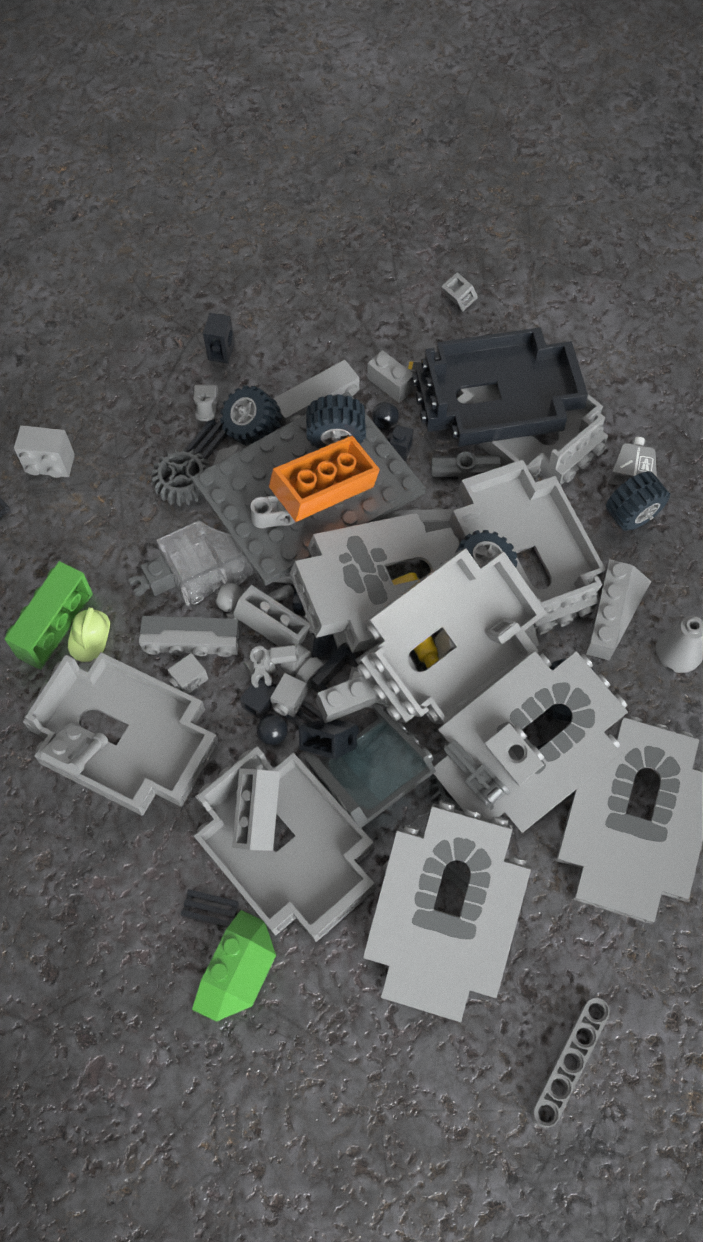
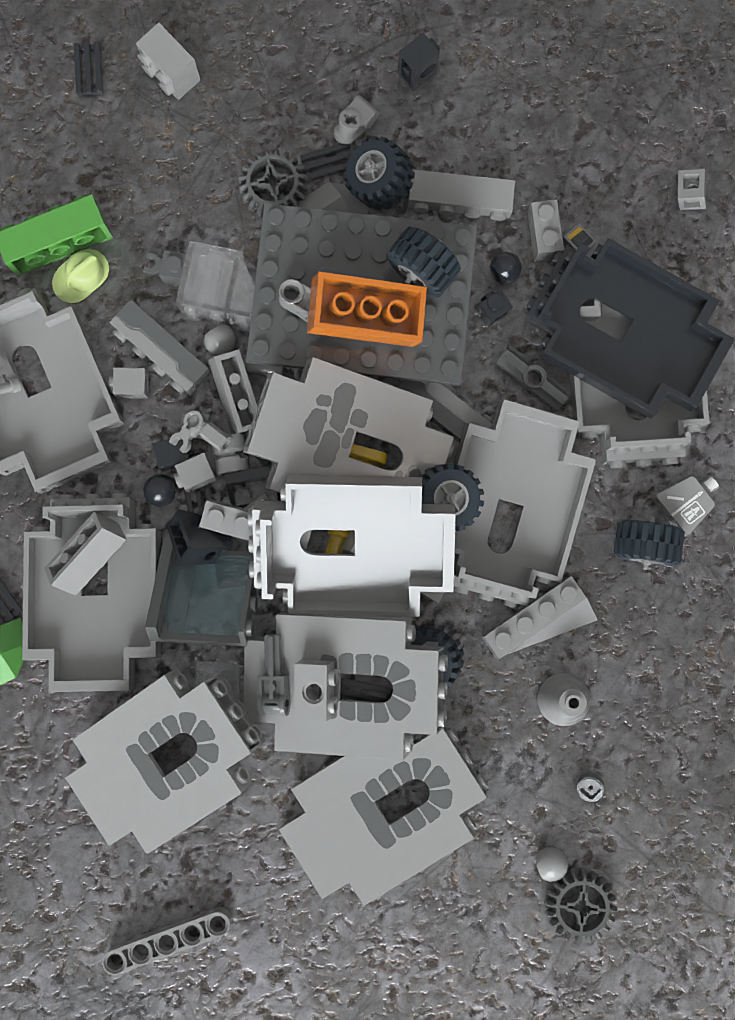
camera: 35 degrees right, 20 degrees up
(503, 631) = (403, 576): light grey tile -> none

